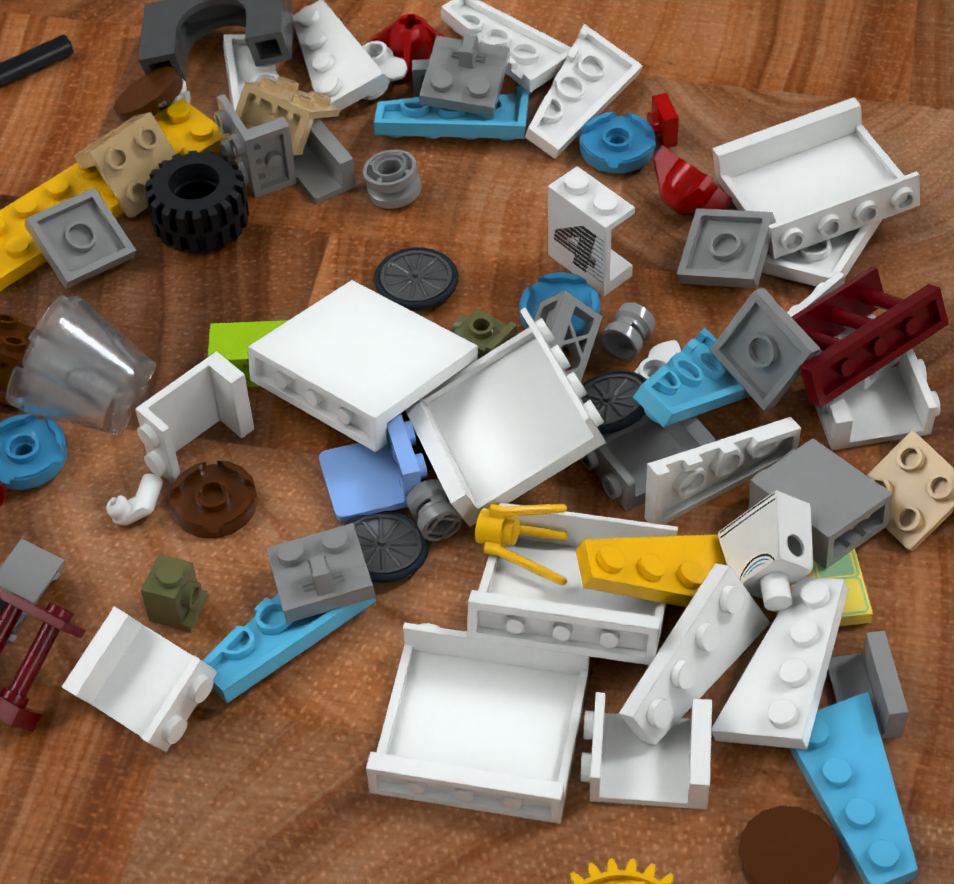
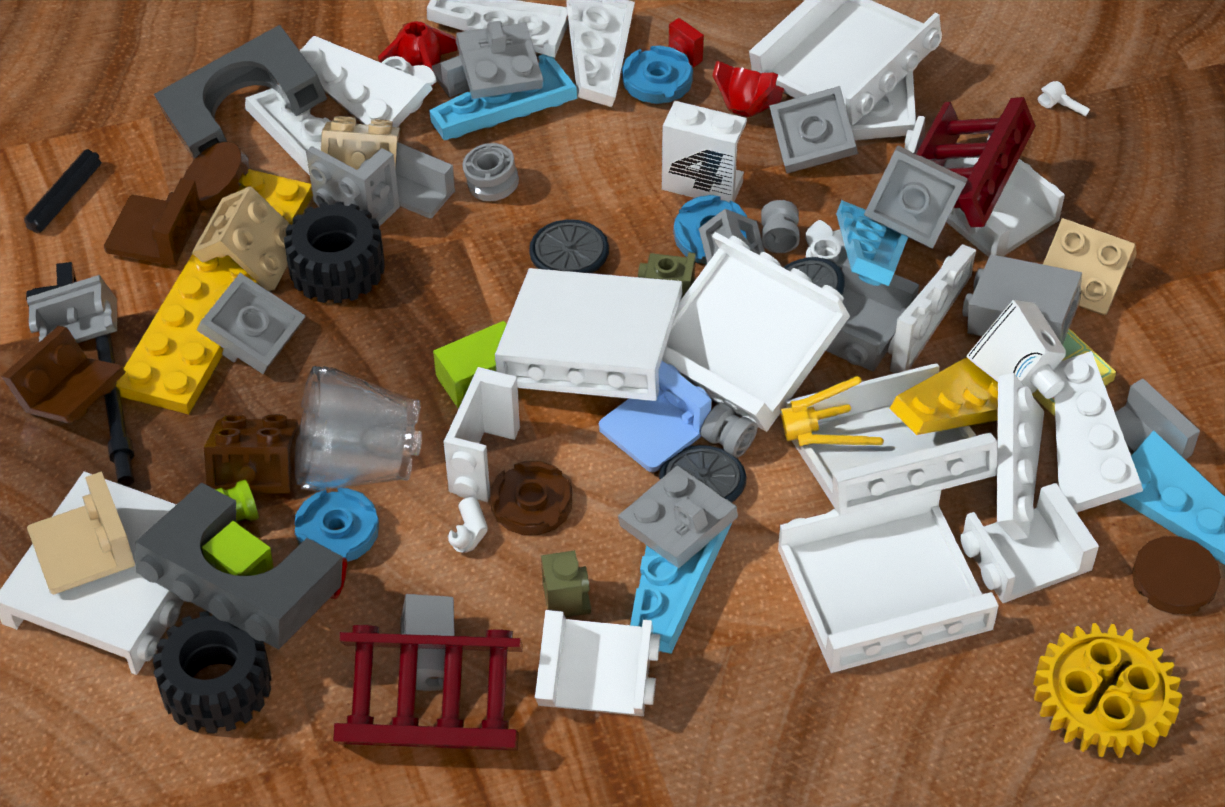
camera: 30 degrees left, 0 degrees up
(72, 122) = (156, 227): none -> reddish brown bracket

